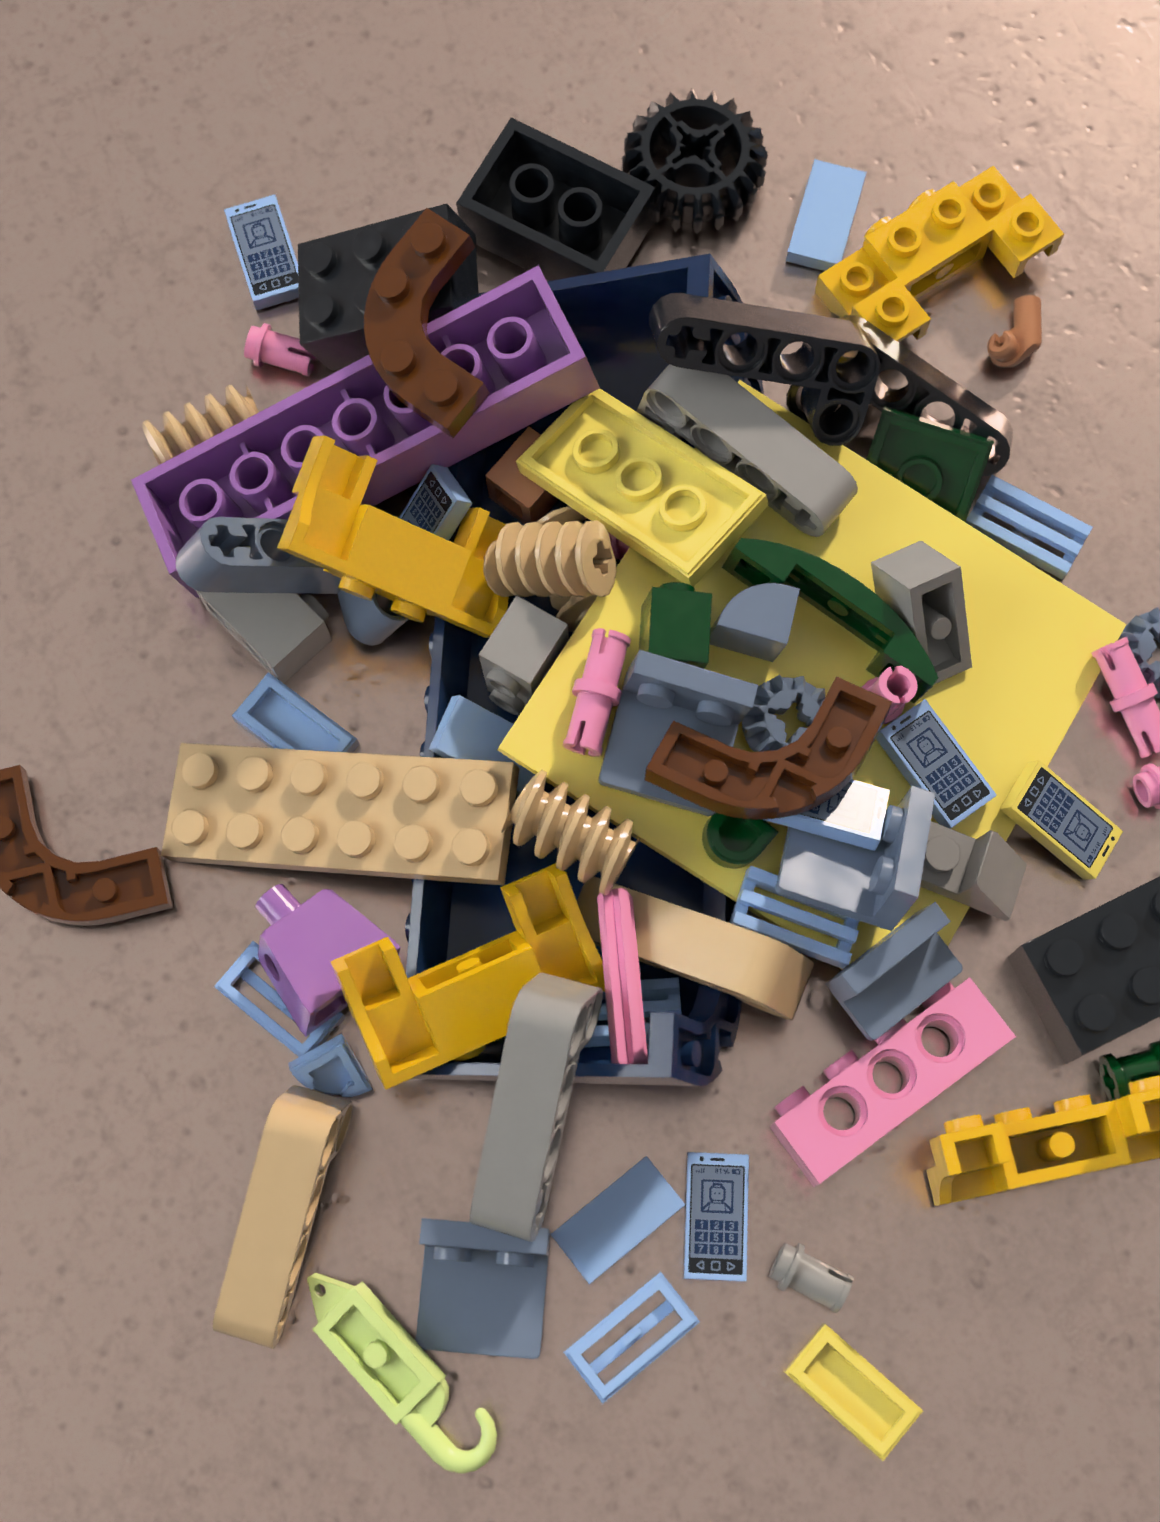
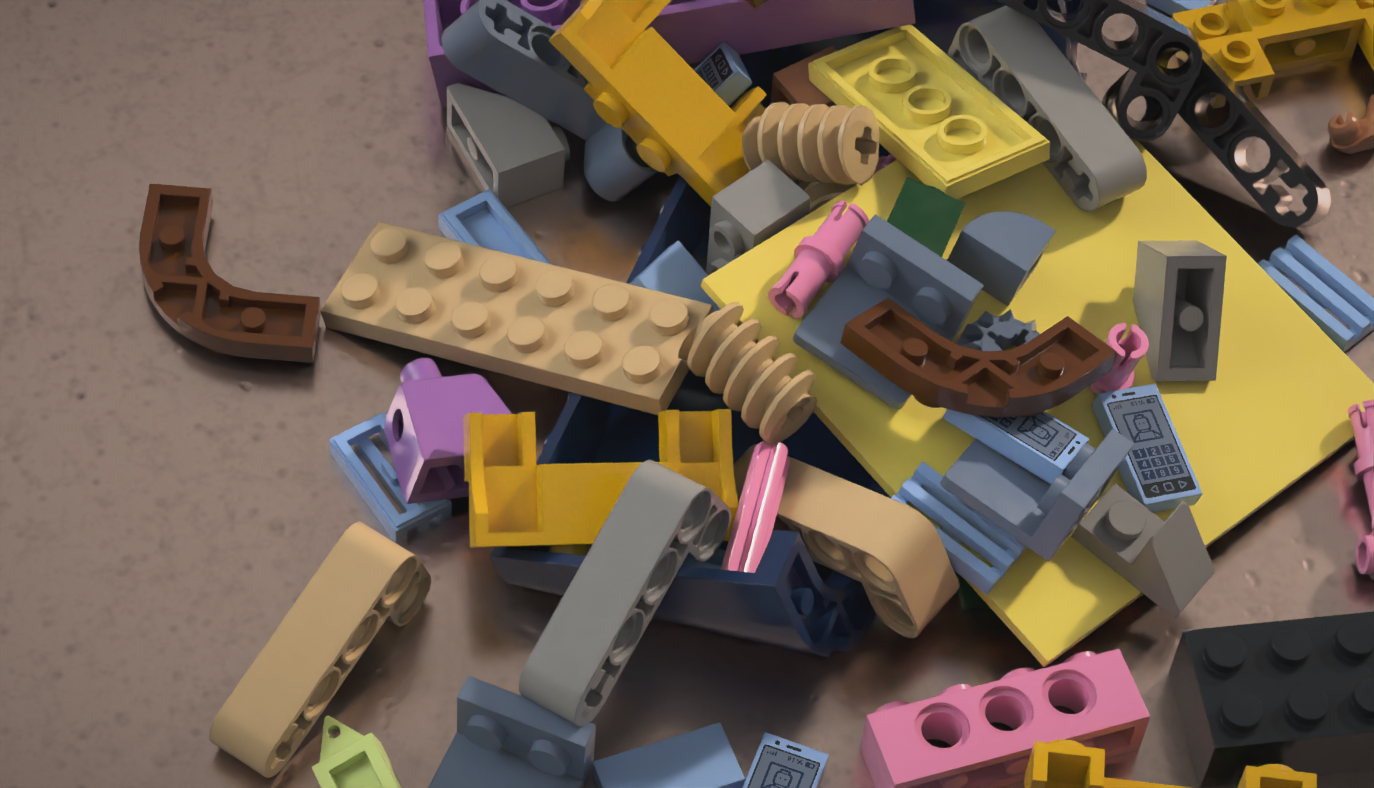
camera: 10 degrees right, 20 degrees down
(331, 1069) = (428, 540): light blue tile -> none
(735, 840) = (917, 436): dark green tile -> none
(840, 599) = (1093, 263): dark green slope -> none
(896, 973) = (1041, 609): sand blue panel -> none
(931, 458) = (1235, 190): dark green tile -> none
(1061, 820) = (1266, 550): tile -> none

